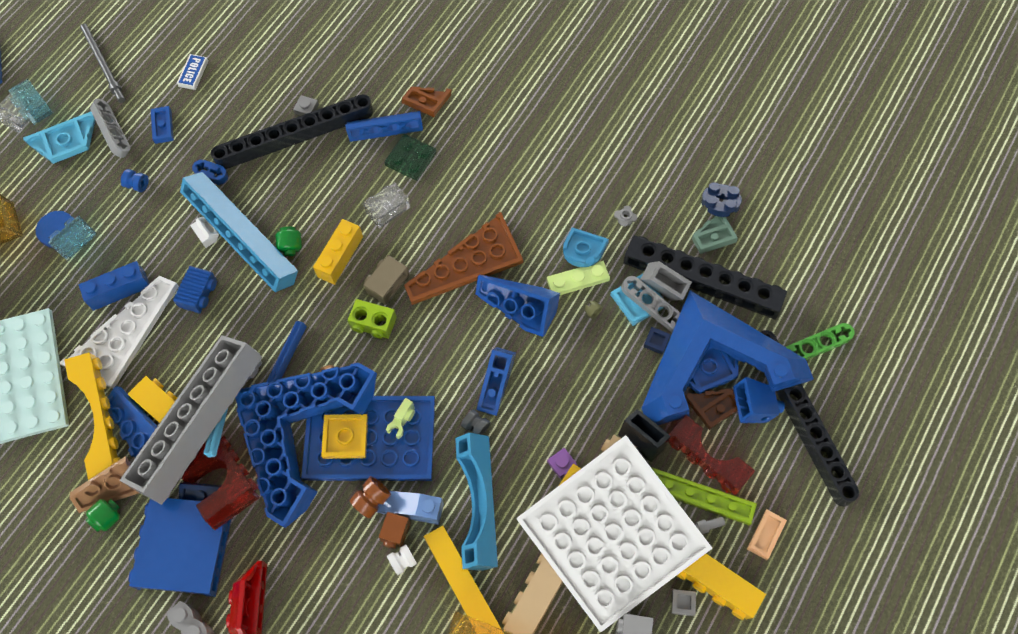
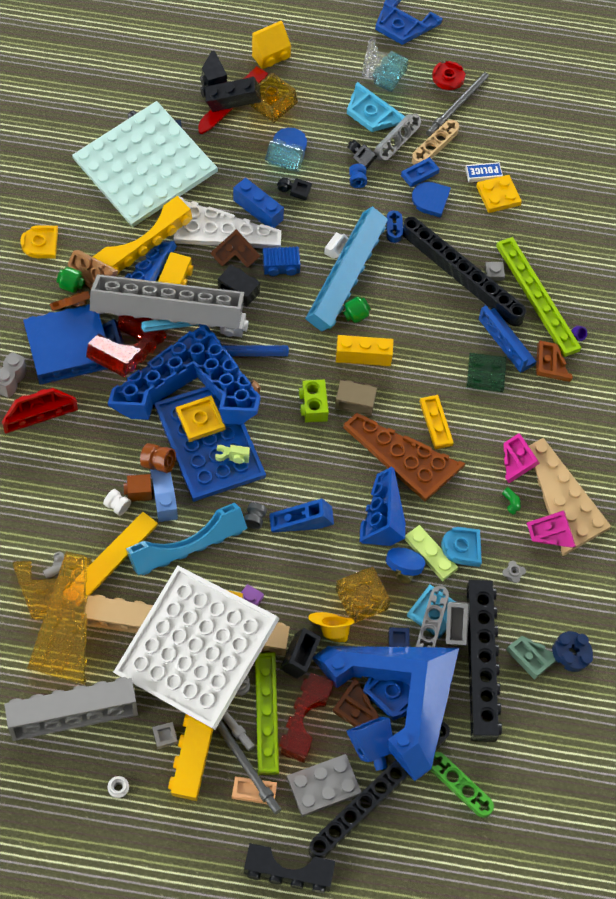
camera: 60 degrees right, 5 degrees down
(32, 533) = (40, 242): none -> yellow tile
(65, 56) = (448, 75): none -> red plate
(113, 165) = (363, 155): none -> black plate
(118, 240) = (299, 189): none -> black plate
(132, 518) = (75, 300): none -> dark orange wing
(135, 99) = (434, 142): none -> tan beam
(154, 326) = (235, 245): none -> reddish brown plate
(195, 128) = (430, 198): none -> blue tile
(199, 341) = (236, 280): none -> black brick
(223, 69) = (498, 193): none -> yellow plate
(351, 81) = (538, 297): none -> lime plate
(386, 205) = (427, 370): clear brick -> none
(407, 65) = (579, 333): none -> dark purple hinge
(443, 220) = (436, 422): none -> yellow tile
(513, 165) = (518, 458): none -> dark pink wing
(553, 186) = (515, 504): none -> green arm
(573, 146) = (564, 493): none -> tan wing
(582, 302) = (406, 561): none -> blue tile
(599, 167) = (552, 530): none -> dark pink wing
(602, 354) = (363, 594): none -> clear yellow brick
(623, 394) = (332, 626): none -> yellow piece
(778, 523) = (265, 792): none -> dark grey bar
(781, 466) = (323, 785): none -> light grey plate
(871, 507) = (262, 864): none -> black arch

